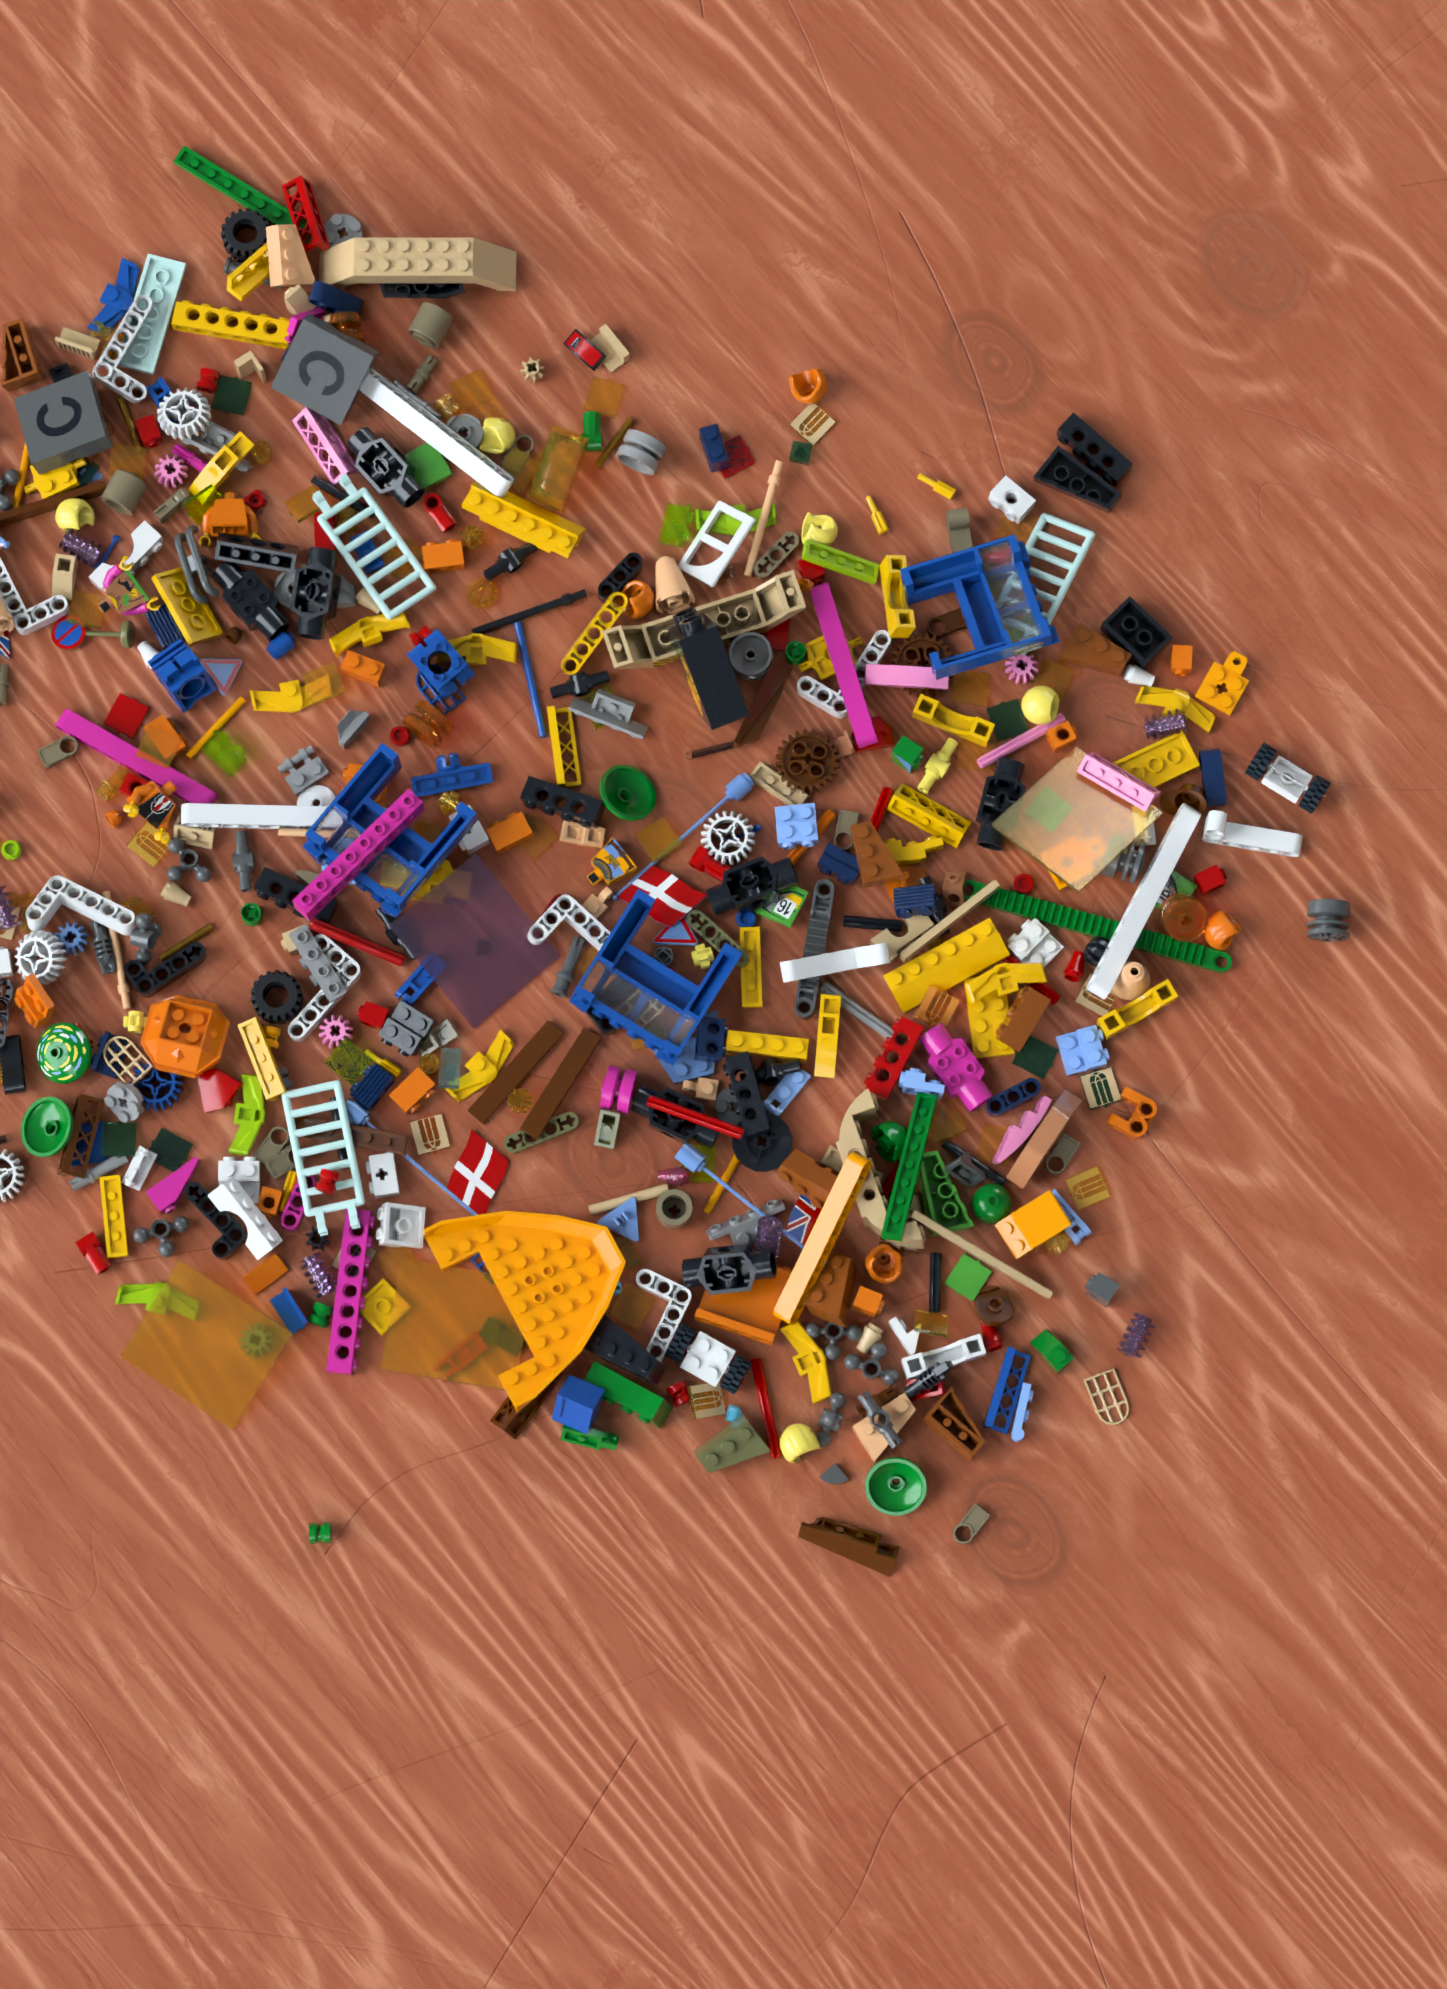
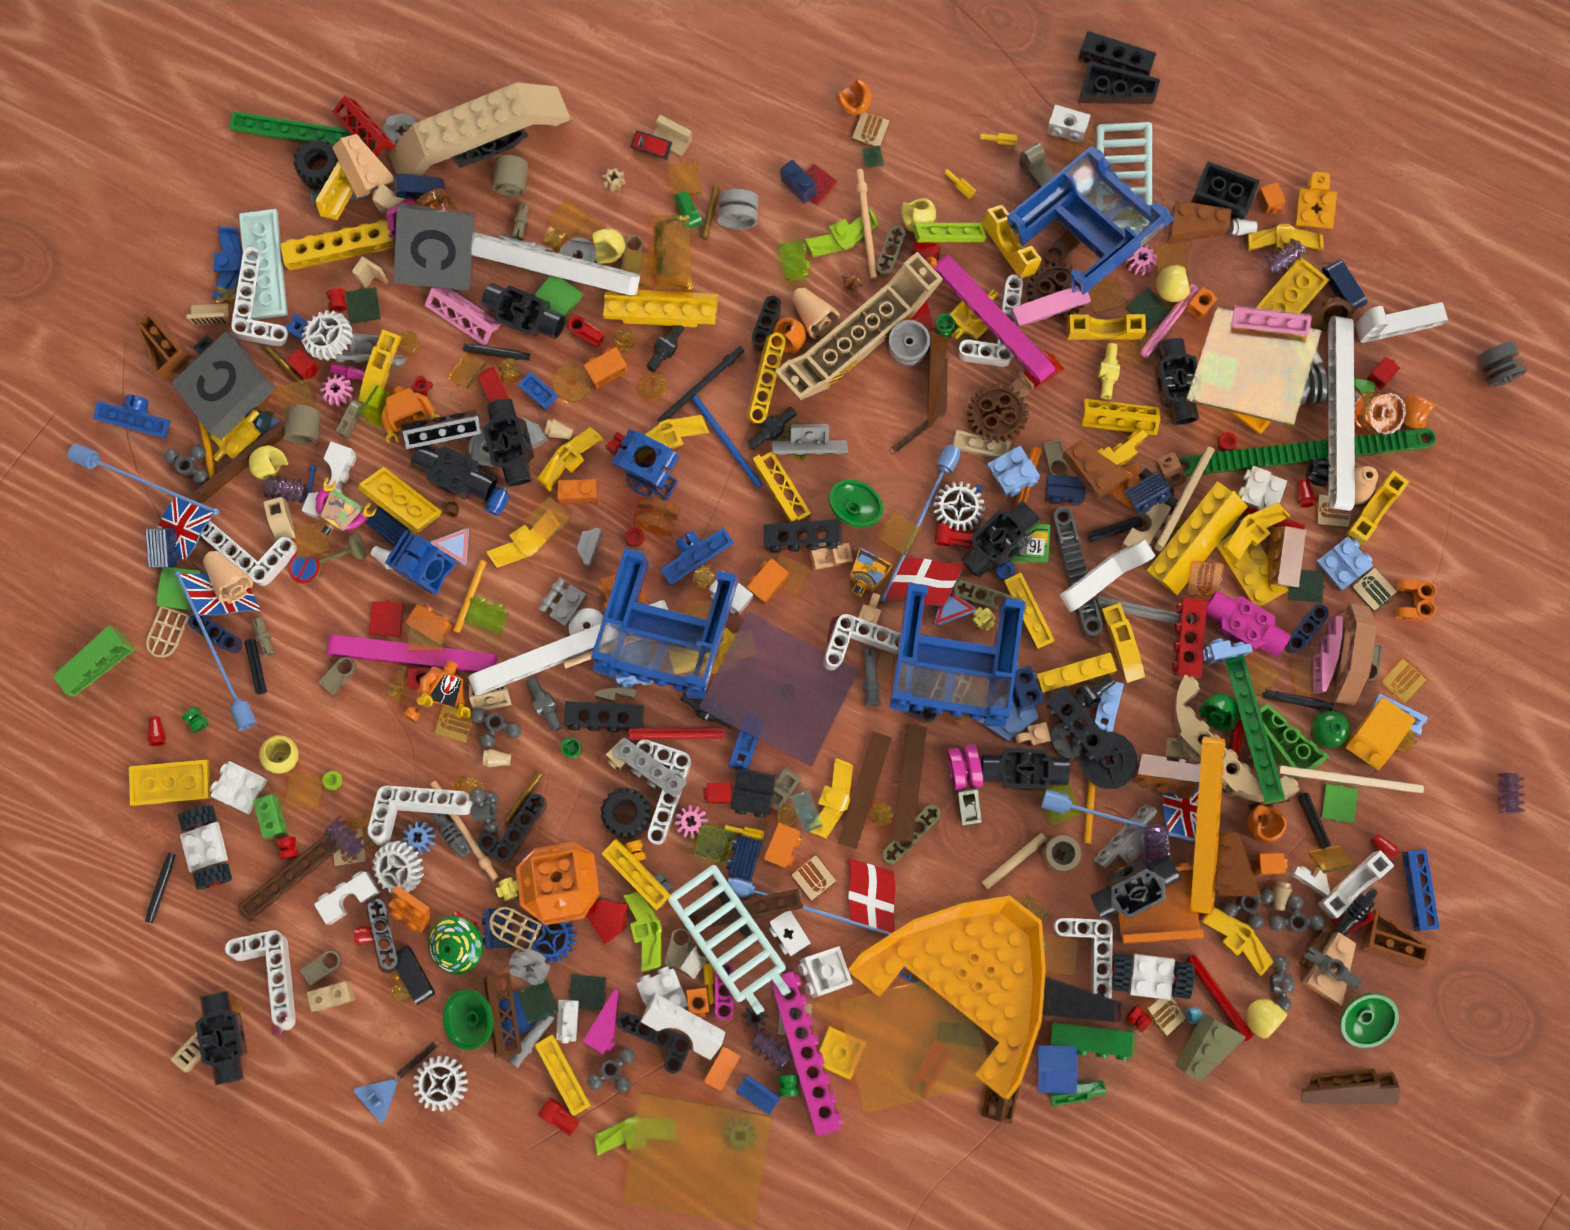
camera: 20 degrees left, 0 degrees up
(194, 565) = (391, 462): dark grey piece -> none
(327, 1181) = (745, 963): red wheel -> none
(358, 855) = (646, 656): dark pink brick -> none
(396, 539) = (544, 359): light aqua bar -> none
(623, 1220) = (1018, 882): medium blue piece -> none
(666, 956) = (947, 634): dark grey wheel -> none
(676, 1176) = (1046, 823): clear pink cone -> none
(695, 1117) = (1045, 764): red axle -> none
(707, 668) = (882, 366): black brick -> none
(712, 572) = (844, 286): white window -> none
(833, 1475) = (1306, 1032): dark grey tile -> none
(881, 807) = (1076, 423): red axle -> none
(907, 755) = (1081, 371): green brick -> none
(965, 1171) = (1295, 710): dark grey slope -> none
(973, 1520) = (1446, 1018): dark tan piece -> none
(992, 1316) = (1373, 829): reddish brown plate -> none
(1021, 1413) = (1444, 905): light blue plate -> none
(1052, 1351) = (1445, 838): green slope -> none
(1100, 1392) = (1500, 856): tan window -> none
(1101, 1288) = (1464, 765): dark grey brick -> none
(1287, 778) = (1409, 260): plate -> none

